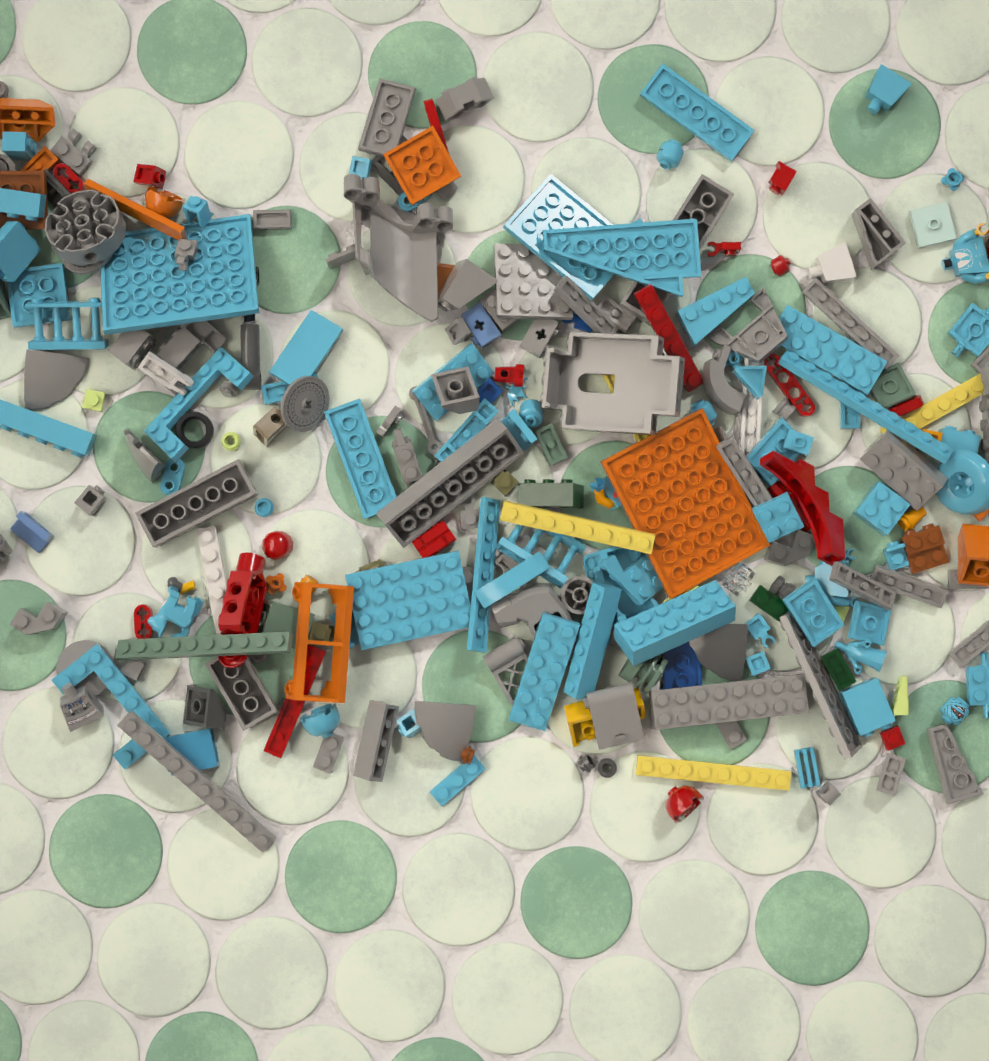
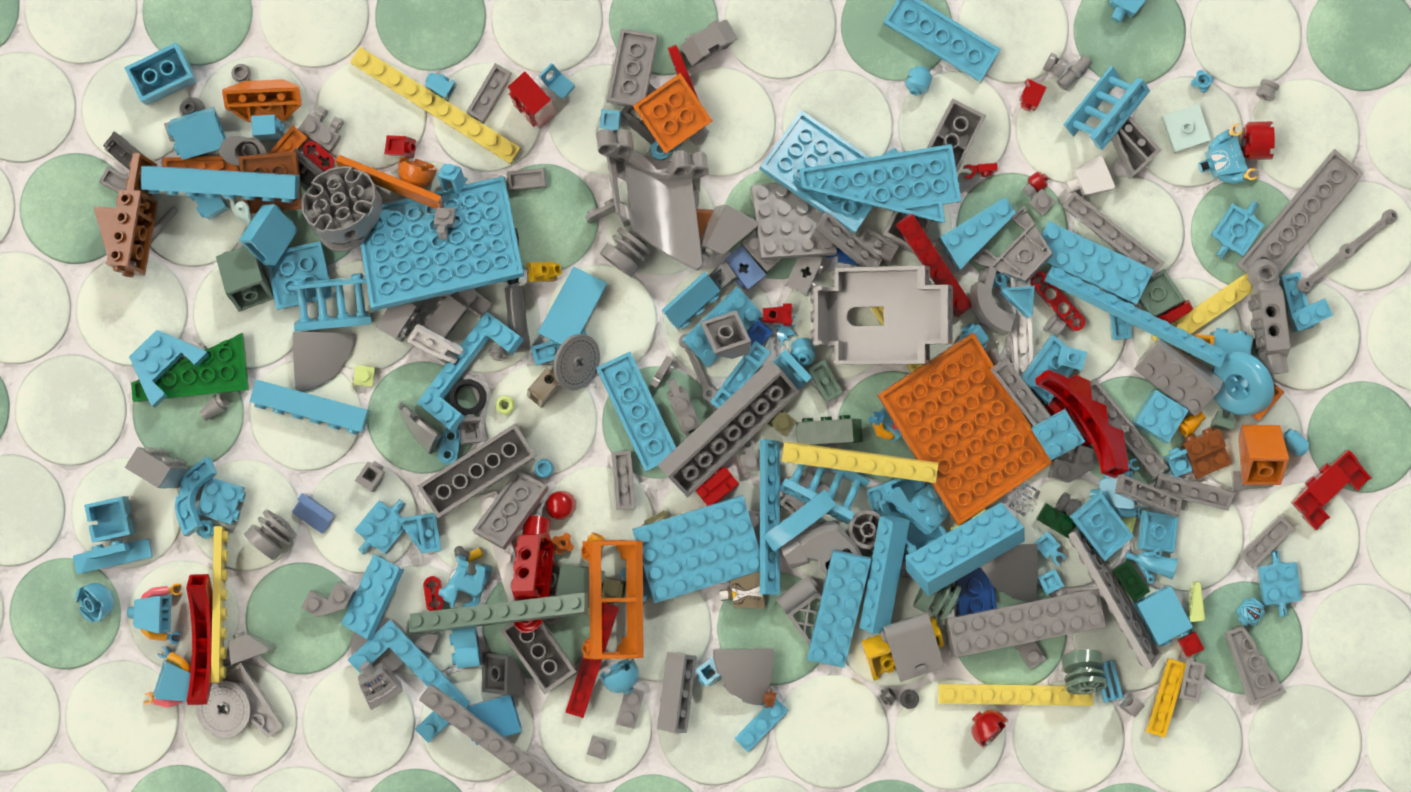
camera: 10 degrees left, 0 degrees up
(81, 619) = (372, 597): none -> medium azure plate
(97, 551) = (380, 526): none -> medium azure plate
(137, 559) = (422, 531): none -> medium azure wing
(171, 678) = (466, 647): none -> medium azure brick
(188, 138) = (435, 105): none -> light yellow plate
(193, 462) = (470, 430): none -> light grey bracket
(194, 119) = (439, 85): none -> medium azure brick
(226, 544) = (510, 509): none -> light grey plate
(242, 130) = (489, 92): none -> light grey plate
(280, 311) = (543, 271): none -> yellow hips
(282, 140) = (531, 100): none -> red brick
(293, 789) = (598, 747): none -> light grey plate
(312, 126) = (557, 83): none -> medium azure bracket
(341, 525) = (623, 480): none -> light grey plate
(363, 299) = (625, 252): none -> light grey wheel
(424, 354) = (691, 301): none -> medium azure slope
(452, 647) = (744, 592): none -> dark tan torso
(781, 284) = (1039, 201): none -> light grey plate
(783, 755) = (1084, 671): none -> sand green wheel
(807, 151) = (1055, 65): none -> light grey wheel
(825, 159) = (1074, 72): none -> light grey pin
(853, 528) = (1133, 438): none -> light grey tile
(863, 789) = (1166, 697): none -> yellow plate
(864, 205) = (1116, 117): none -> medium azure fence
(944, 521) = (1223, 423): none -> sand green tile

